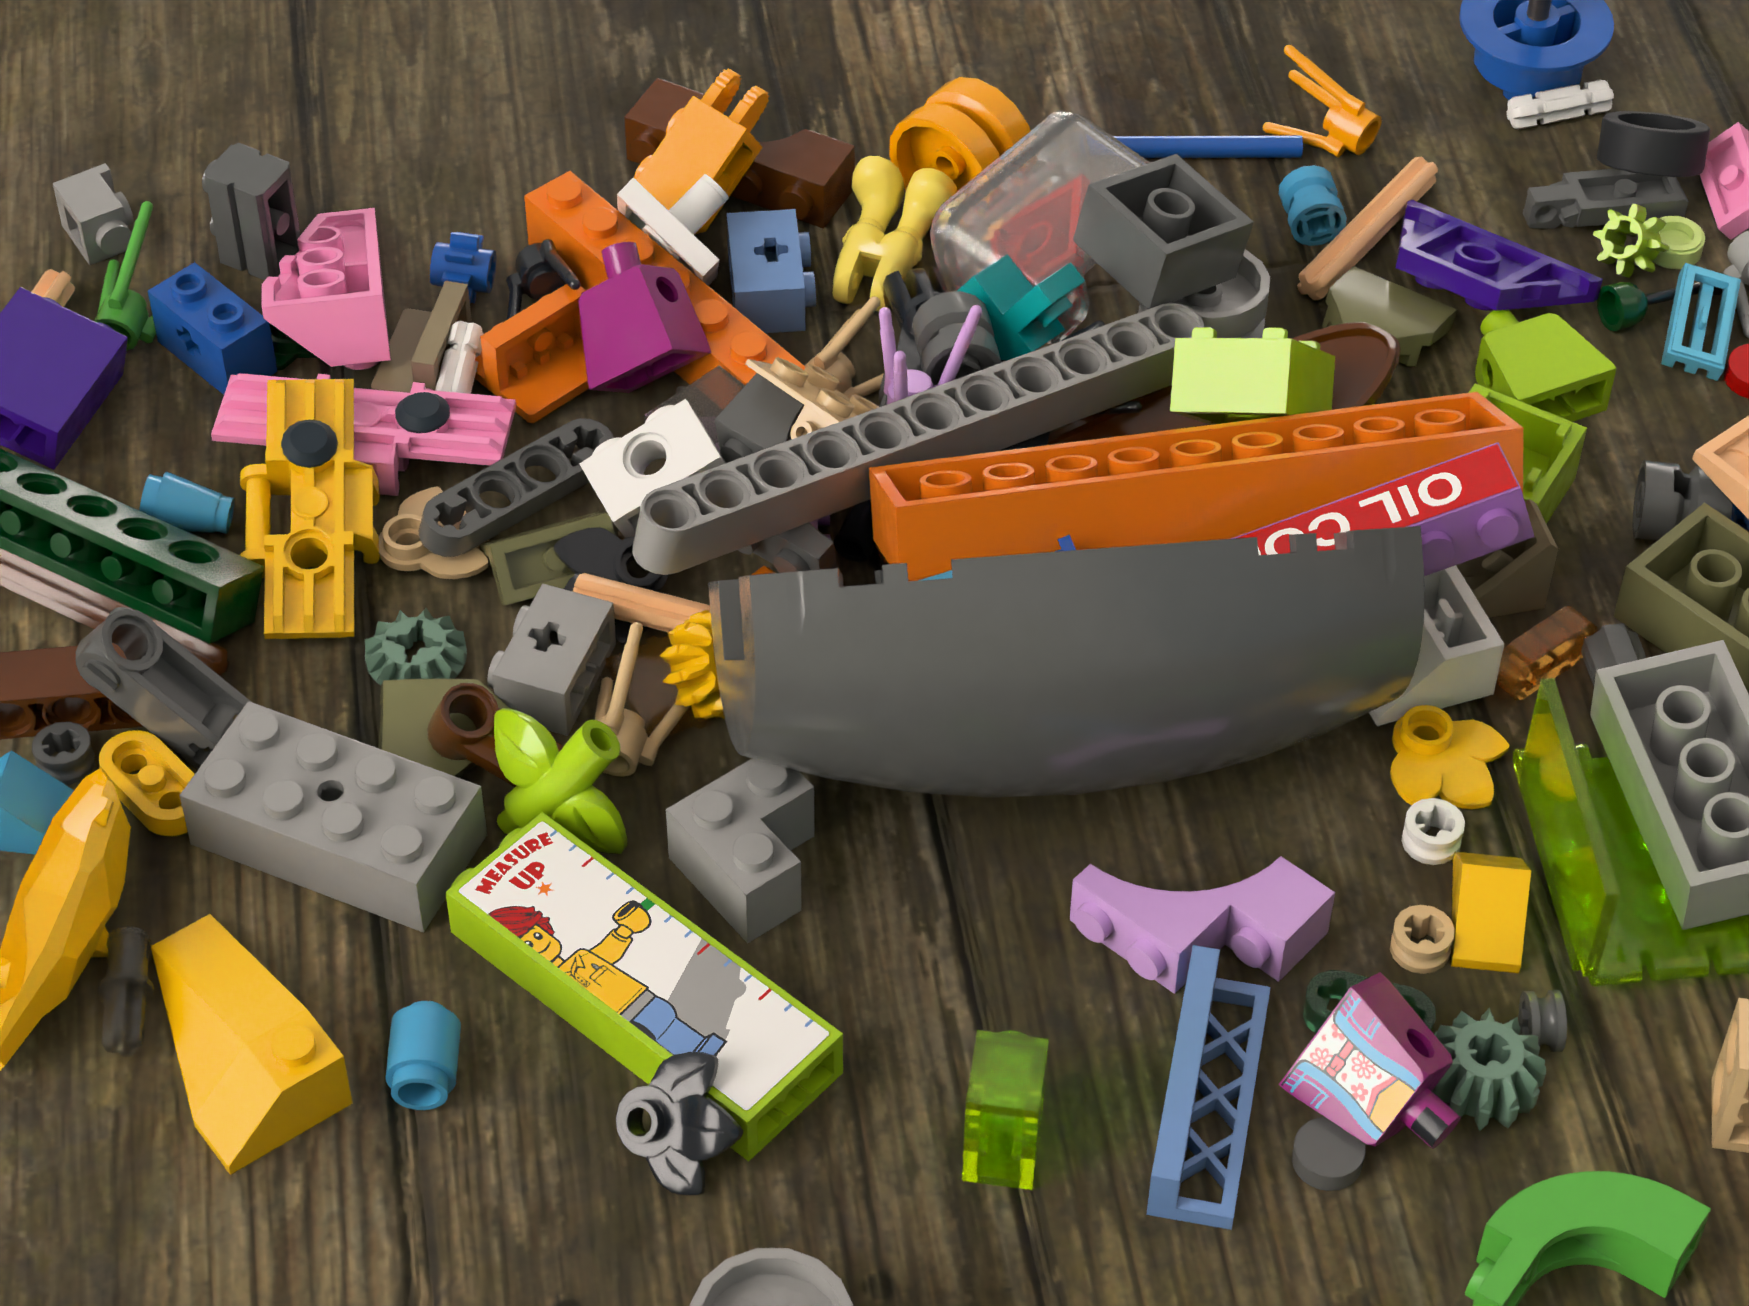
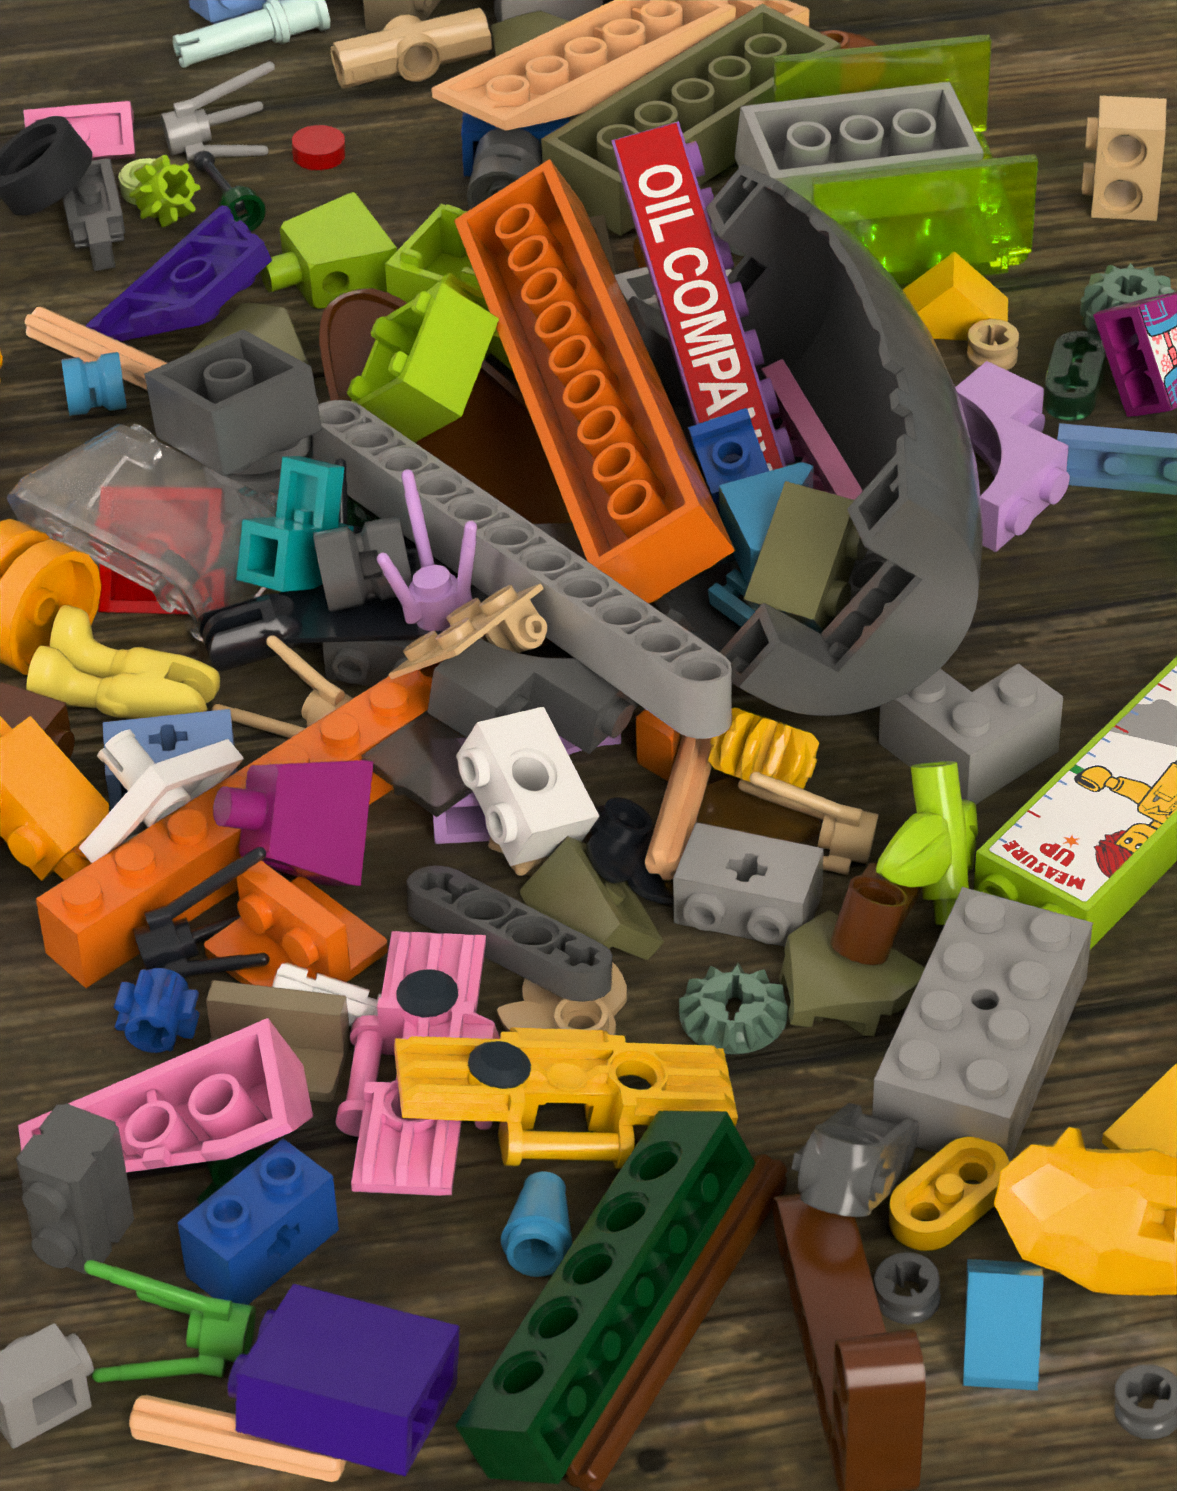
camera: 90 degrees left, 5 degrees down
(1544, 1018) = (1061, 269): dark grey bush -> none
(1693, 356) = (264, 164): medium azure tile -> none

